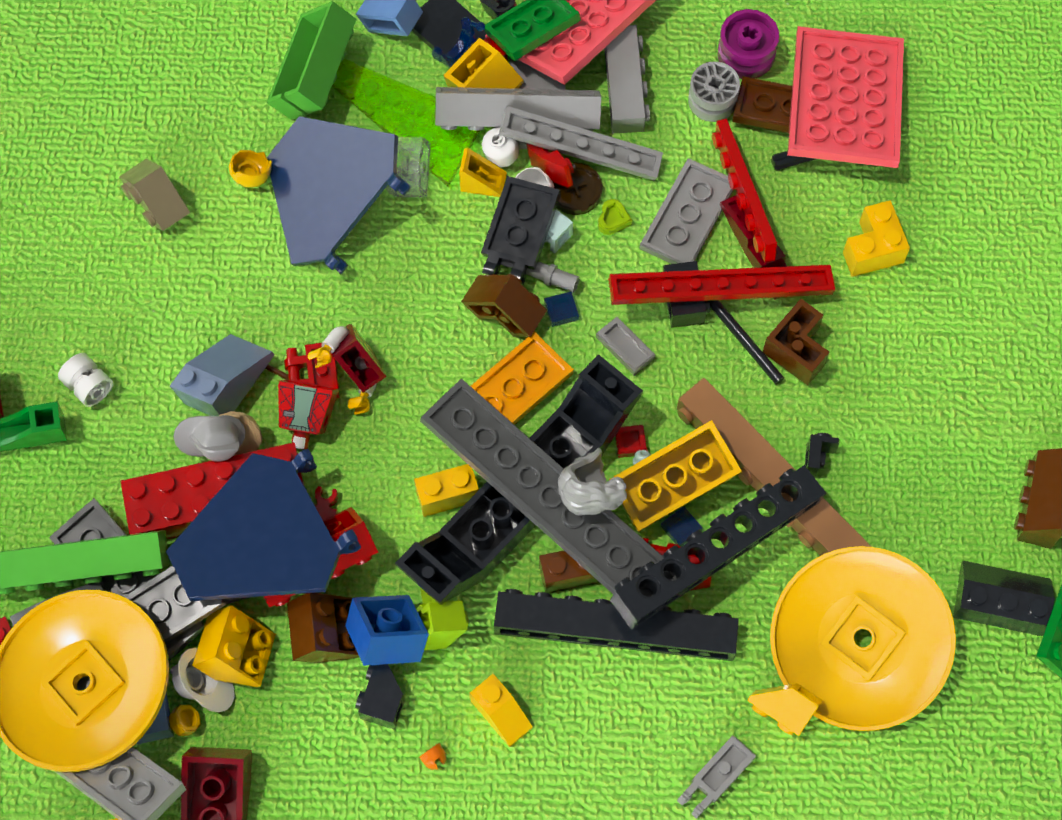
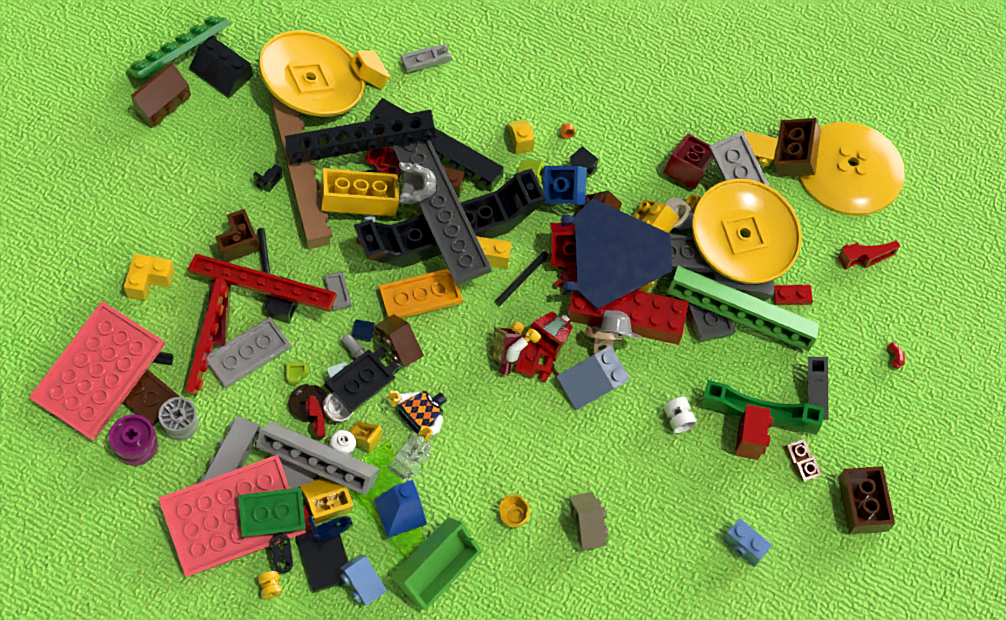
camera: 160 degrees left, 5 degrees down
(326, 183) = (469, 464): flag -> none
(387, 104) = (400, 509): none -> blue slope
(387, 482) = (521, 278): none -> black bar
(425, 231) = (420, 411): none -> torso
(580, 143) = (291, 416): light grey plate -> none

